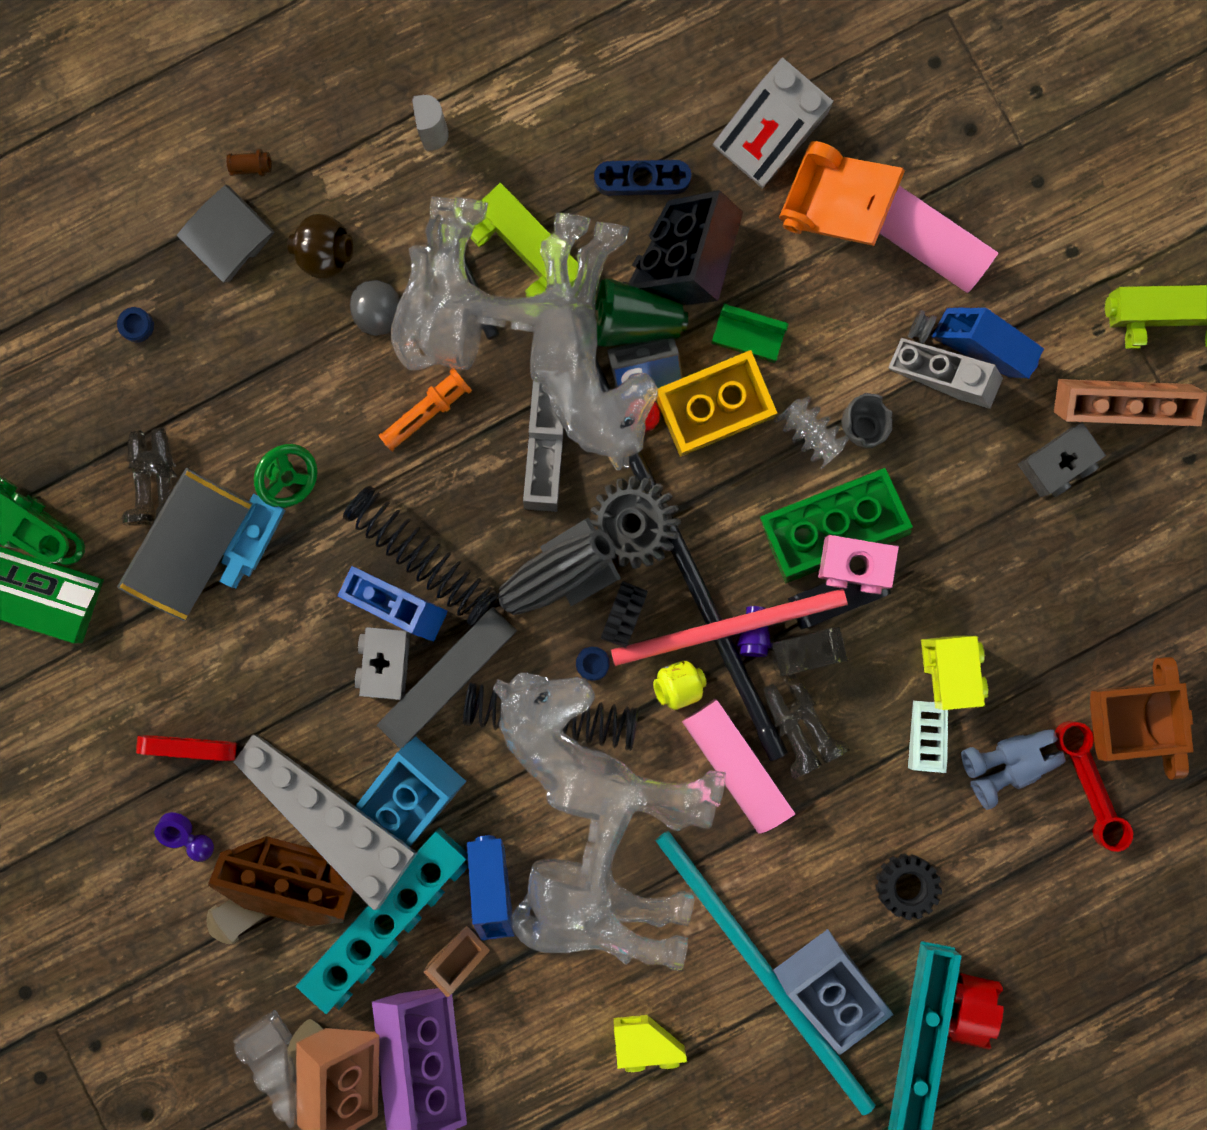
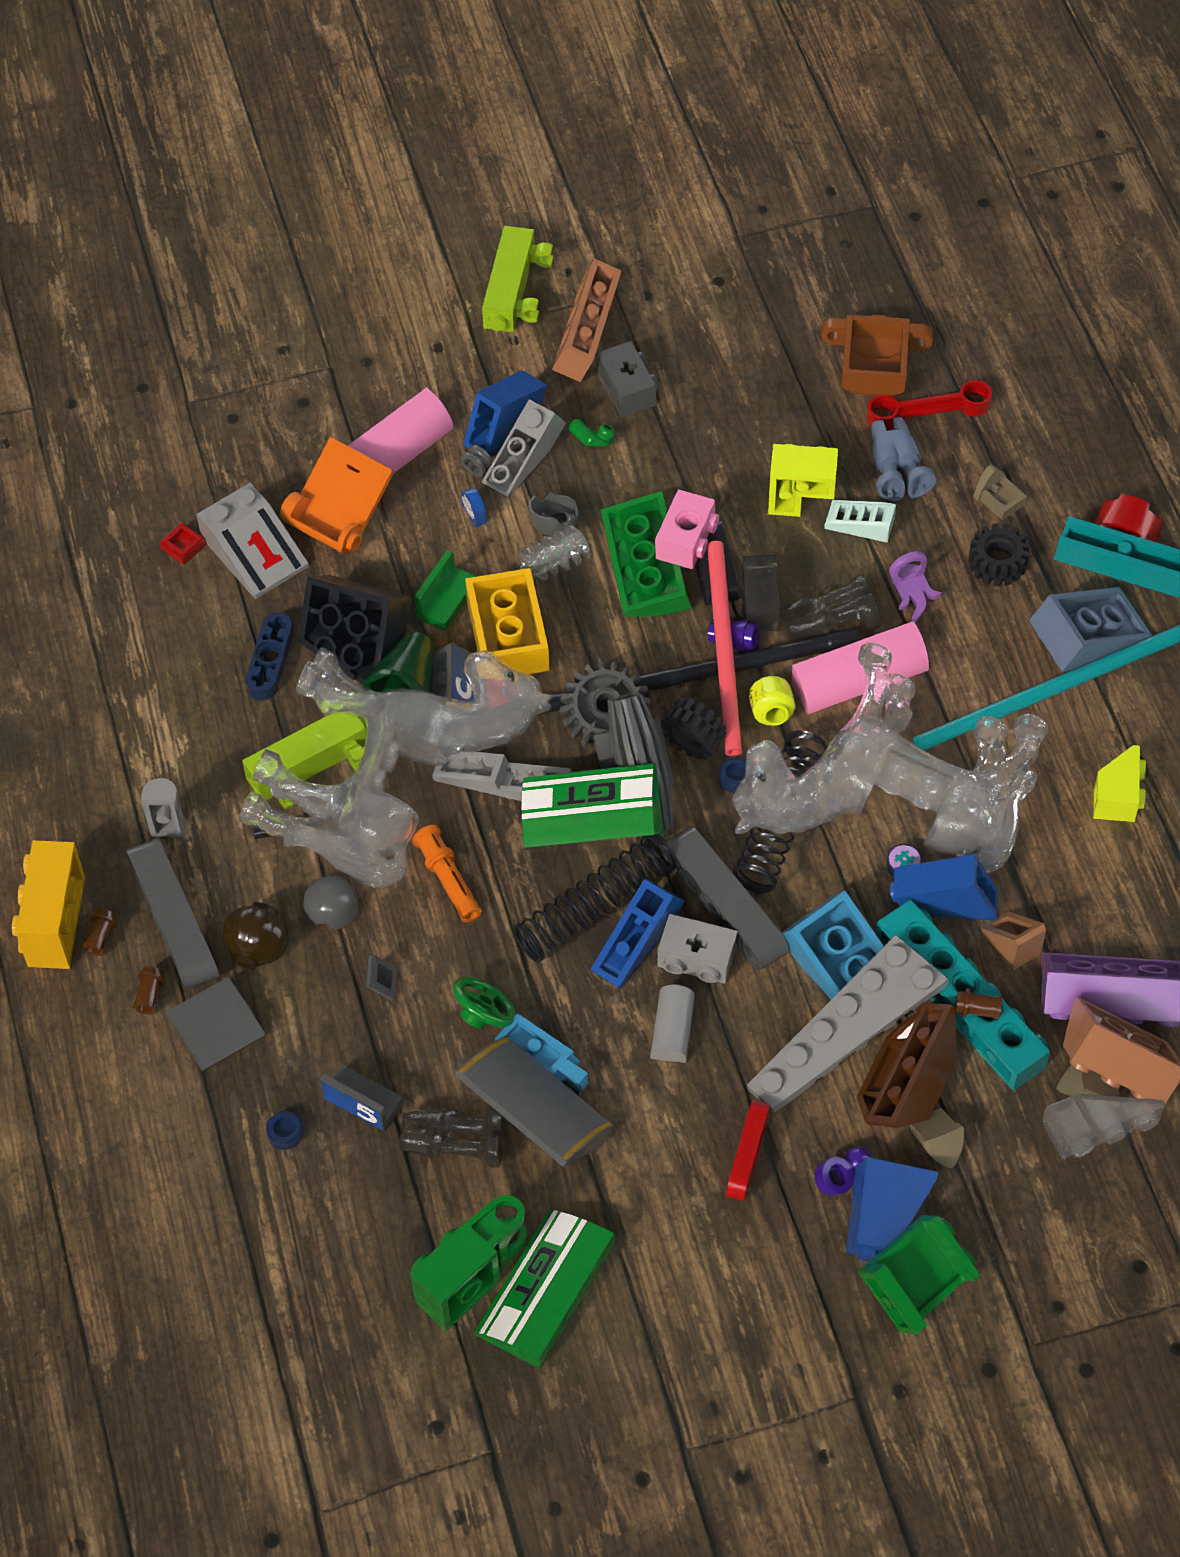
camera: 75 degrees left, 30 degrees down
(83, 919) = (918, 1272): none -> green panel
(147, 883) = (884, 1204): none -> blue slope
(176, 385) = (361, 1097): none -> dark grey panel
(300, 374) = (381, 977): none -> dark grey slope
(301, 100) = (101, 925): none -> reddish brown pin
(304, 654) = (673, 1024): none -> light grey brick
(305, 44) = (49, 904): none -> yellow brick
(331, 161) = (172, 913): none -> dark grey beam
(354, 942) = (978, 1004): none -> reddish brown pin
(501, 534) = (591, 805): none -> green slope
(524, 842) = (902, 856): none -> tile
(762, 54) = (182, 543): none -> red tile
(854, 800) = (912, 583): none -> medium lavender piece
(863, 337) = (474, 506): none -> blue tile
(979, 439) = (592, 438): none -> green arm
(989, 876) = (999, 493): none -> dark tan tile

